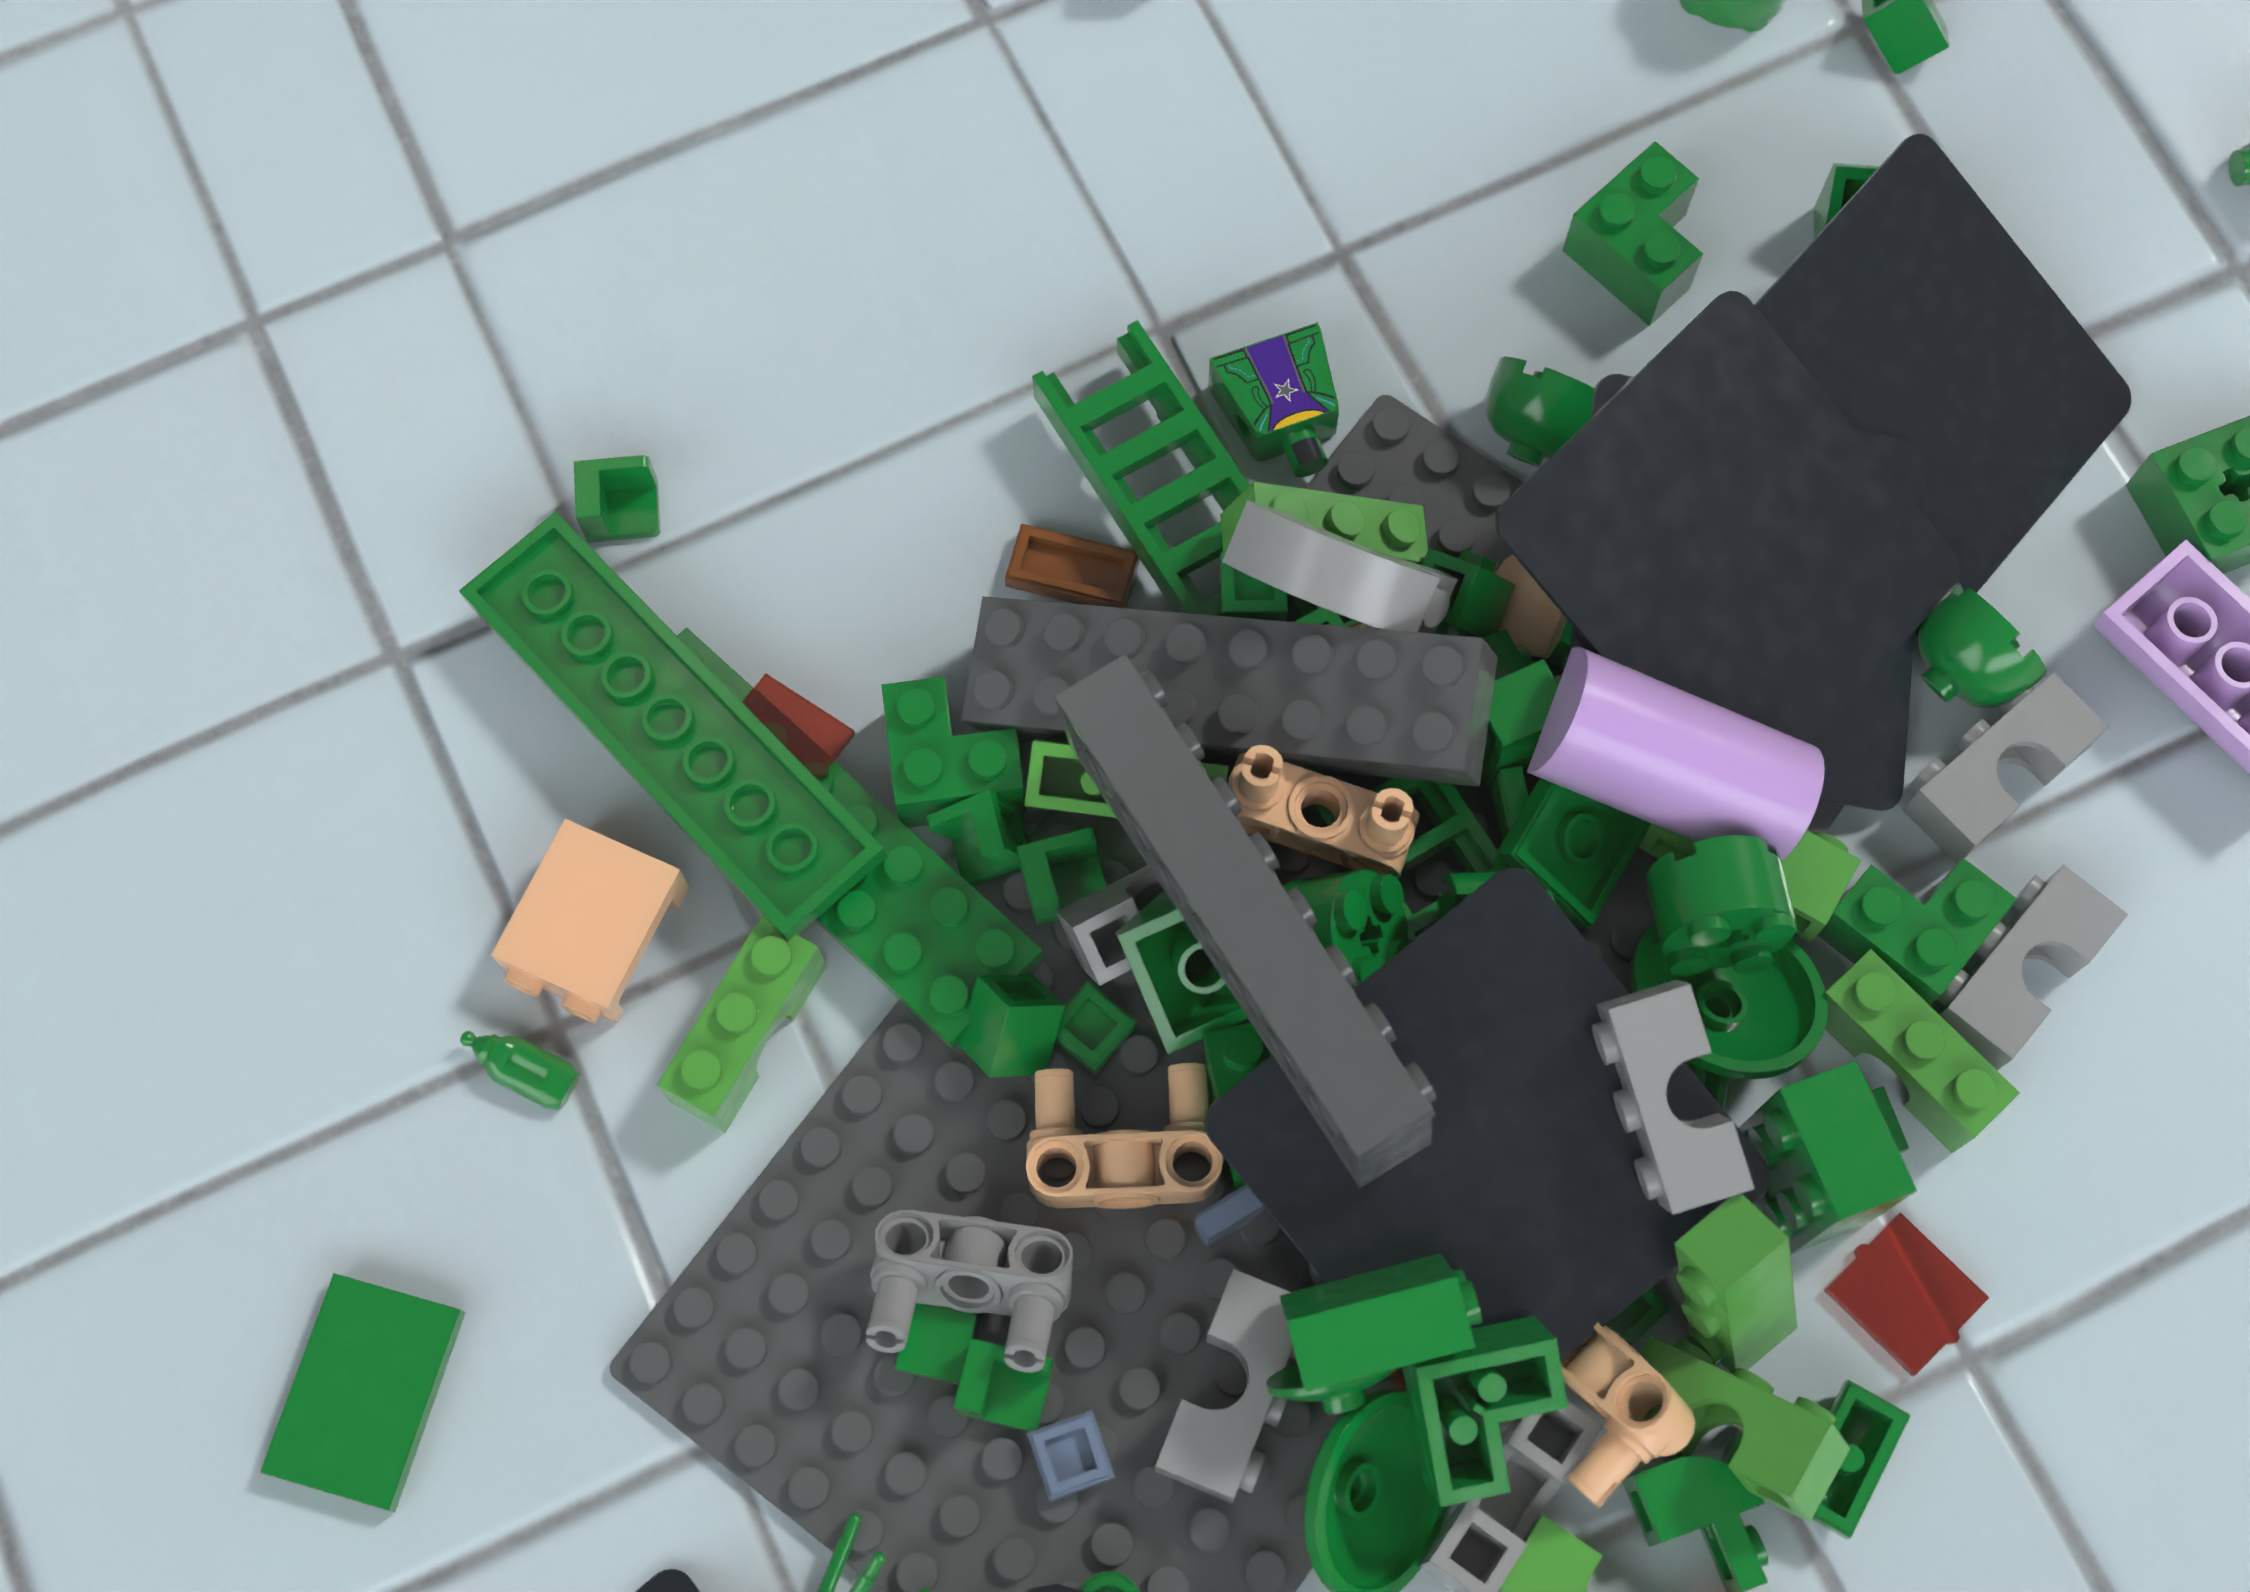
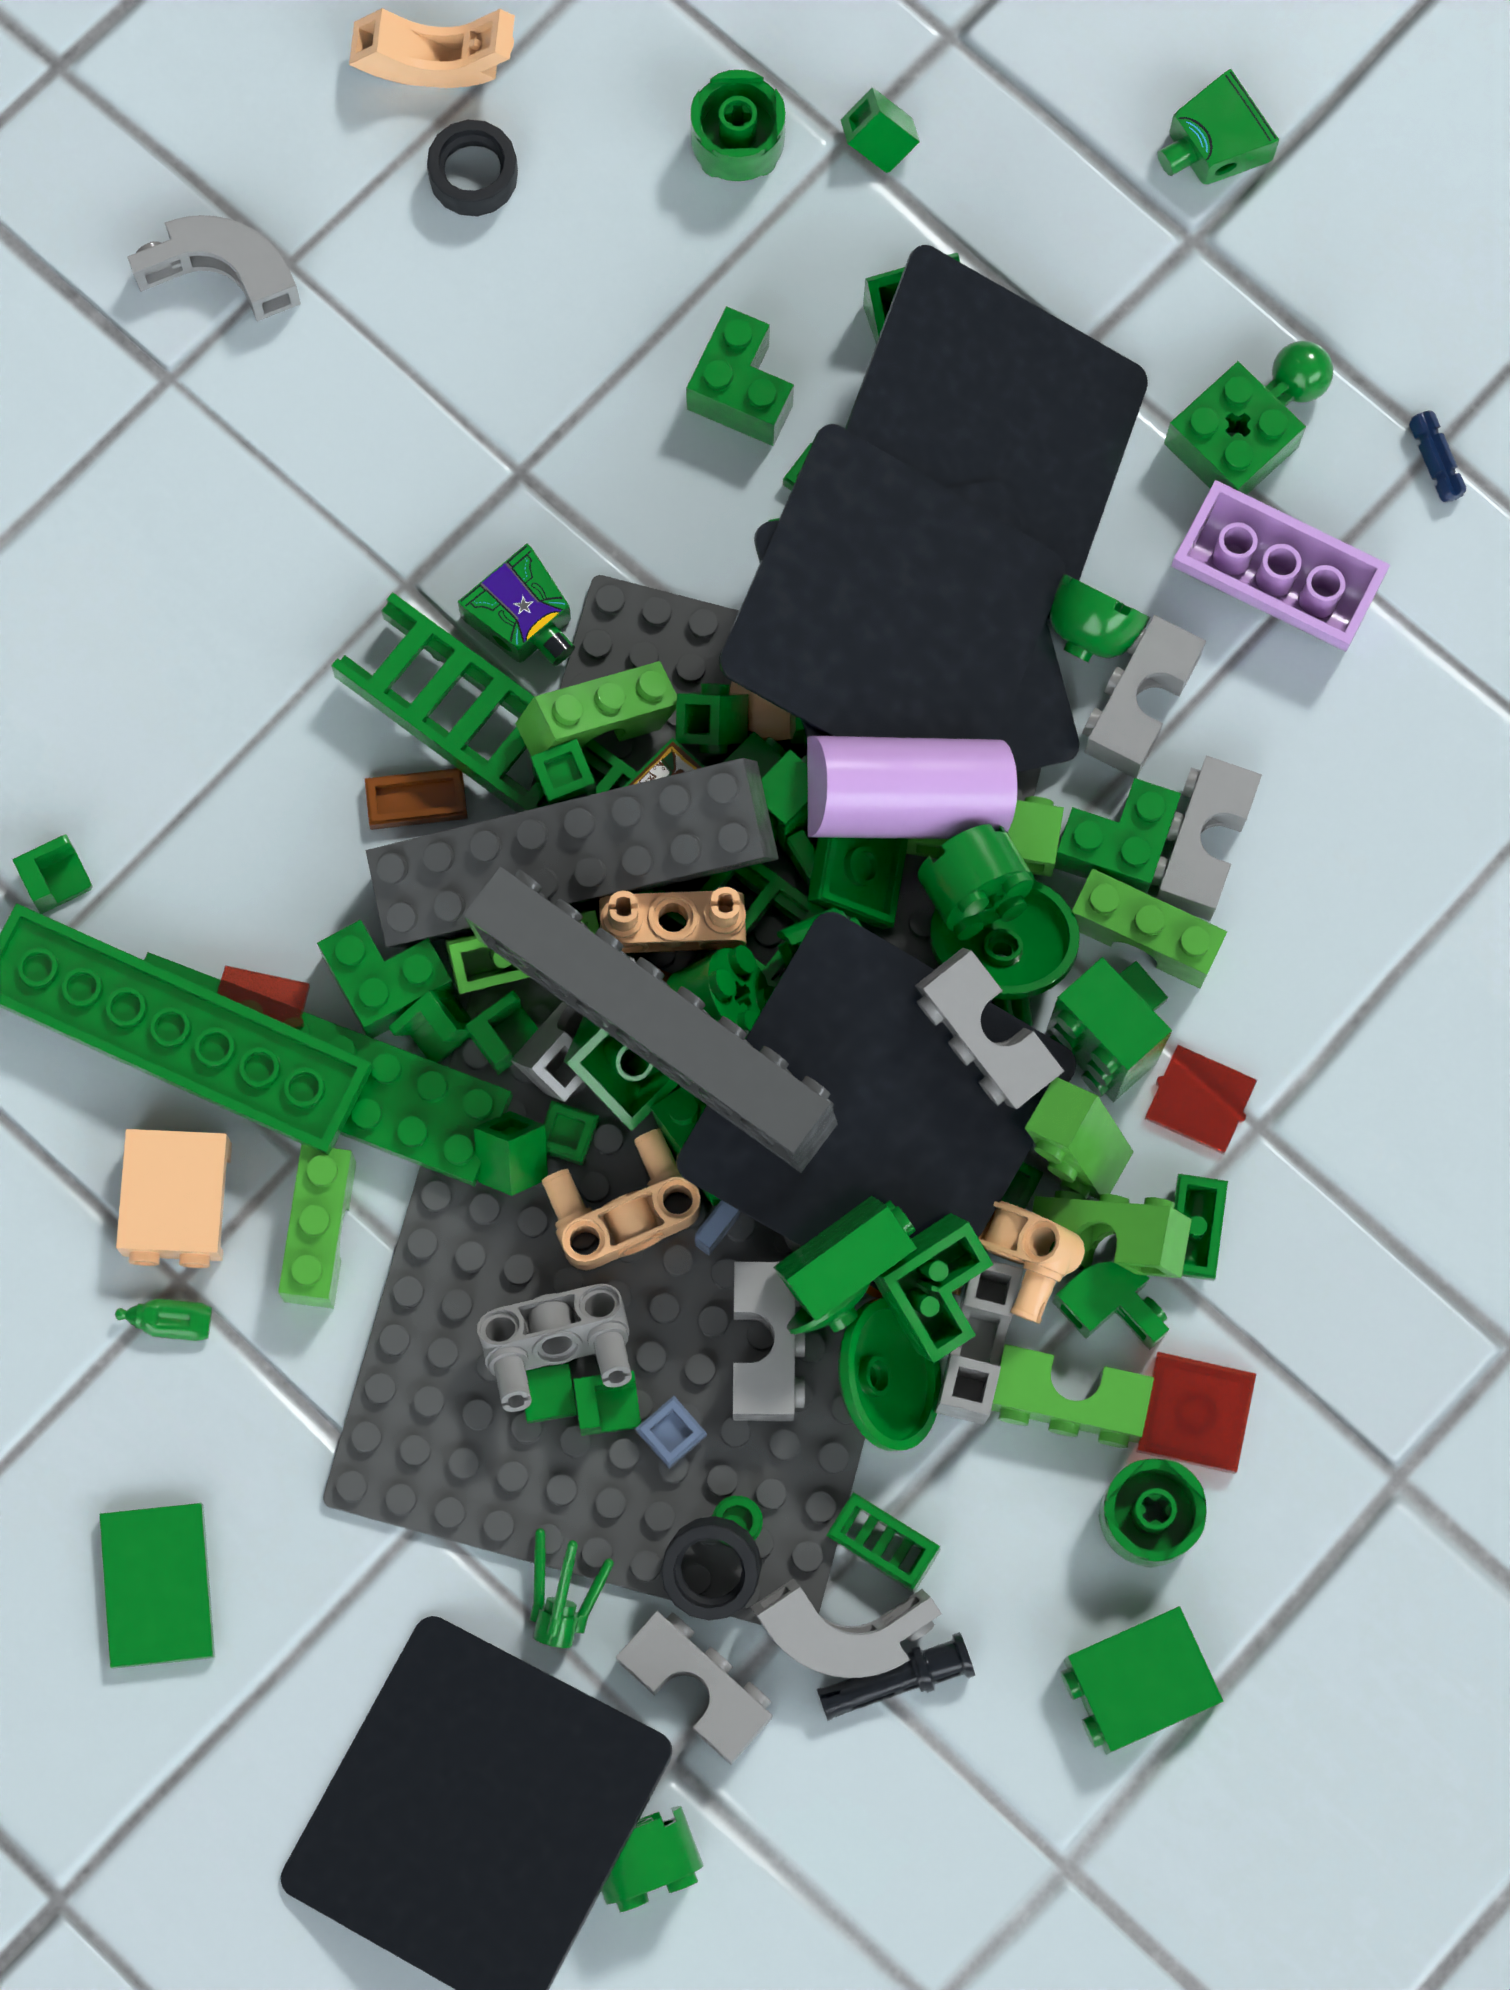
camera: 25 degrees left, 5 degrees up
(1338, 572) = (622, 746): light grey arch -> none
(1535, 411) = (716, 552): green cylinder -> none

